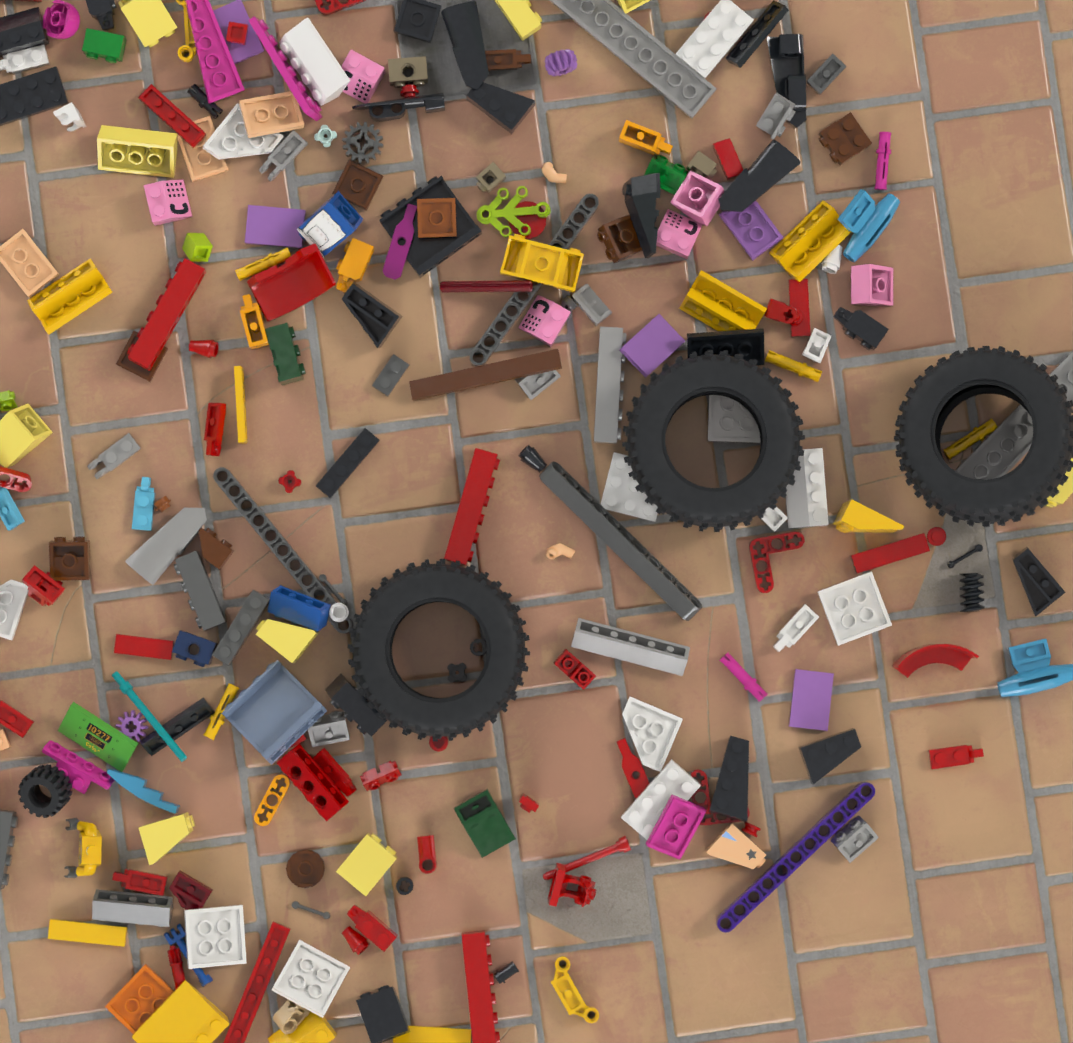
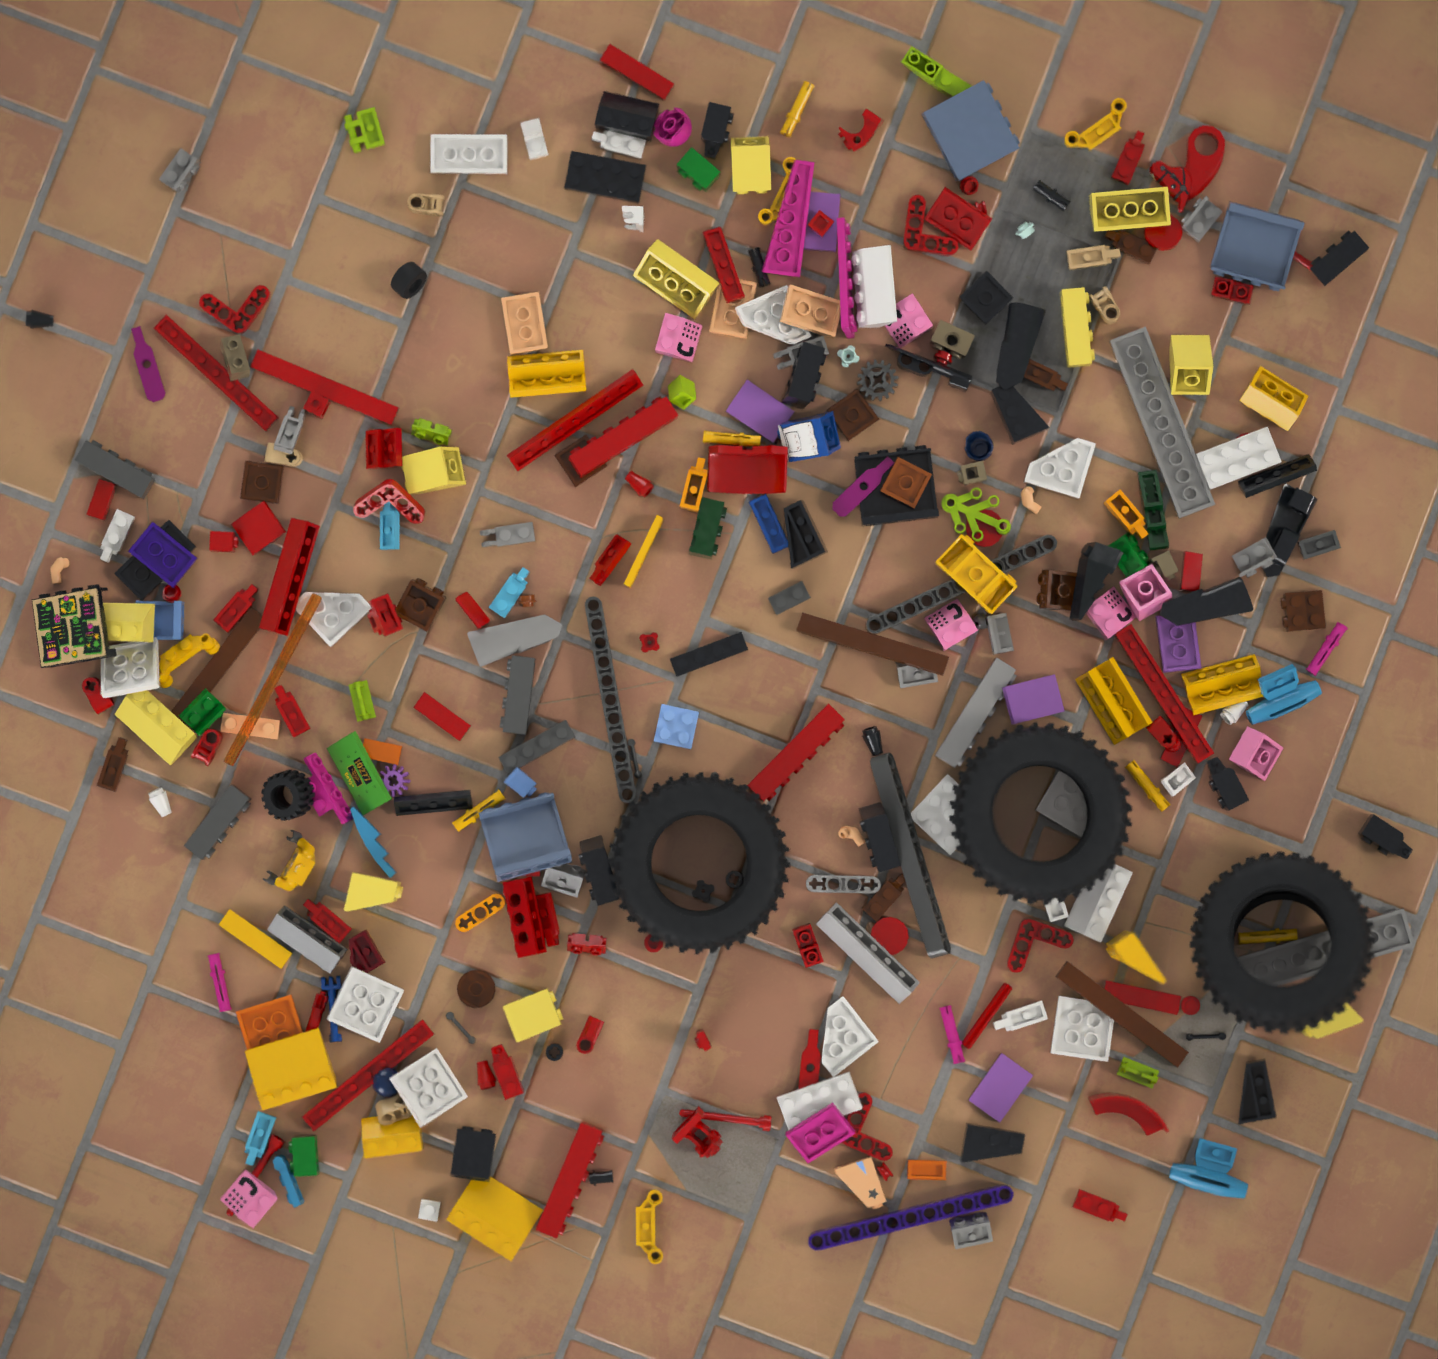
camera: 30 degrees right, 0 degrees up
(65, 672) = (362, 700): none -> lime hinge
(89, 1003) = (224, 1005): none -> dark pink pin
(108, 706) = (383, 751): none -> orange tile
(117, 323) = (575, 420): none -> red plate
(119, 539) = (472, 610): none -> red slope
(127, 688) = (407, 745): teal bar -> none
(182, 648) = (496, 747): dark blue brick -> none
(213, 549) = (550, 665): reddish brown slope -> none
(244, 666) = (521, 783): none -> medium blue slope
(269, 998) = (382, 1083): none -> dark blue hair
(286, 638) = (571, 778): light yellow slope -> none
(296, 173) = (804, 375): none -> black wedge
(298, 608) = (596, 758): blue brick -> none
(337, 320) = (769, 523): none -> blue tile
(338, 612) = (629, 781): white plate -> none
(354, 263) = (810, 483): light orange hinge -> none
(354, 542) = (676, 726): none -> light blue plate
(482, 151) = (979, 446): none -> dark blue hair
(484, 823) = (654, 1035): dark green slope -> none
(486, 286) = (916, 566): dark red axle -> none
(561, 62) = (1090, 406): medium lavender gear -> none
(567, 130) = (1063, 468): none -> white plate
(577, 601) = (843, 880): none -> light grey beam
(585, 540) = (879, 837): none -> black wedge
(618, 590) = (884, 897): none -> reddish brown hinge
(641, 619) = (890, 934): none -> red tile
(665, 123) = (1153, 510): none -> dark green slope
(731, 789) = (889, 1124): black wedge -> none
(745, 342) = (1115, 741): black plate -> none
(763, 277) = (1164, 693): none -> red plate
(764, 646) = (987, 1015): none -> red axle
(786, 807) = (926, 1169): none -> orange tile
(881, 577) = (1122, 1014): none -> reddish brown tile
(923, 620) = (1138, 1072): none -> lime hinge
(972, 592) = (1194, 1072): black piece -> none
(1024, 296) = (1385, 837): none -> black hinge

